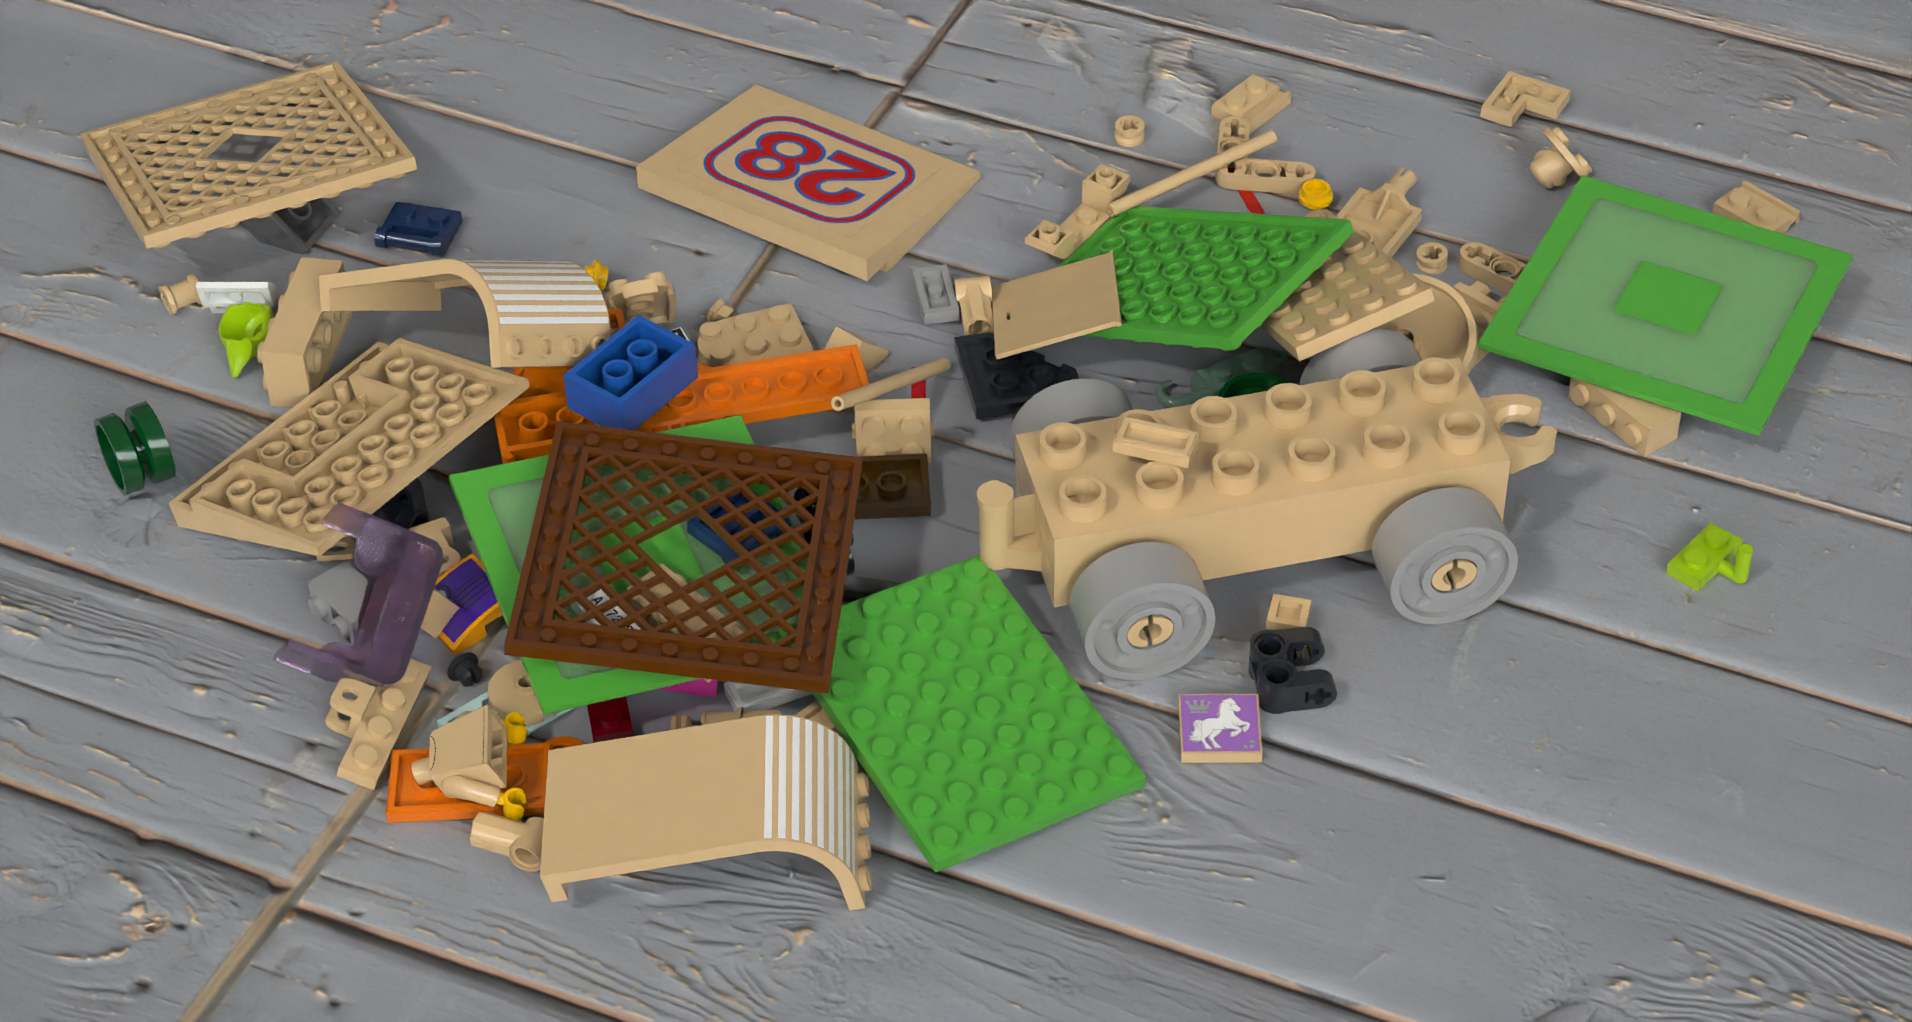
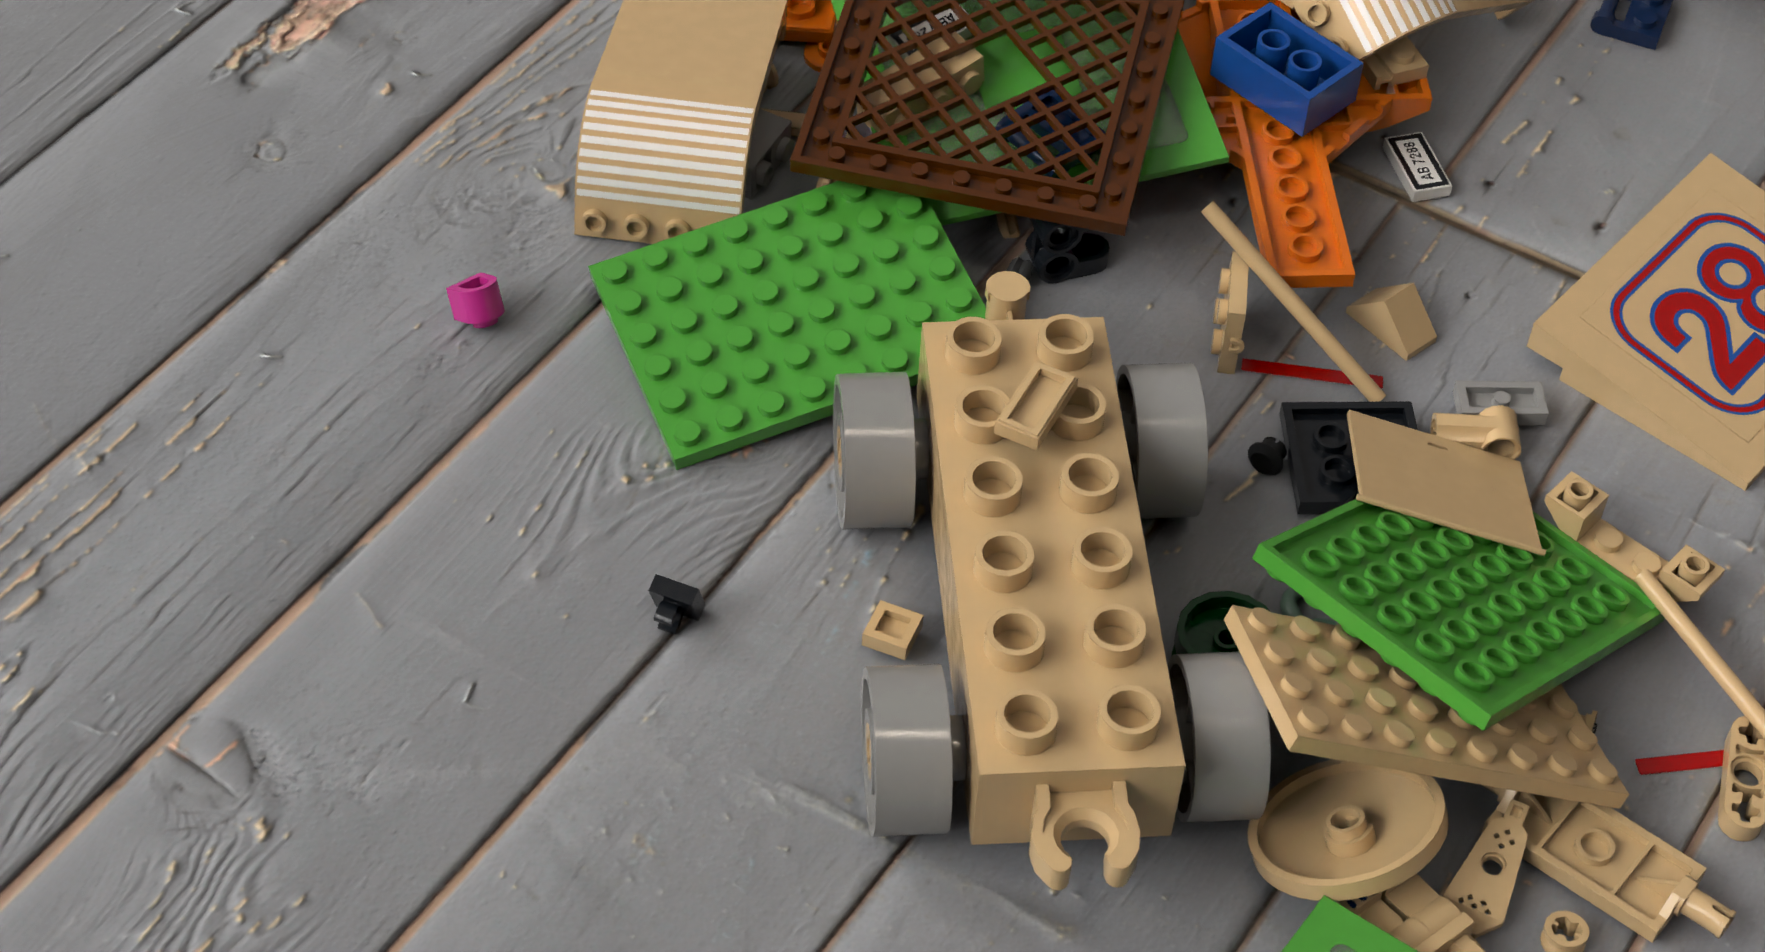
camera: 95 degrees right, 5 degrees up
(598, 273) = (1538, 126): yellow plate -> none
(650, 298) = (1460, 133): tan plate -> none
(719, 311) = (1485, 226): tan piece -> none
(752, 337) = (1423, 245): tan plate -> none
(894, 487) = (1167, 306): dark brown plate -> none
(992, 944) = (476, 300): none -> dark pink plate
(1219, 728) = (737, 541): tile -> none
(1274, 671) = (786, 593): black piece -> none
(1310, 748) = (674, 602): none -> black tile
(1315, 194) = (1701, 825): yellow plate -> none

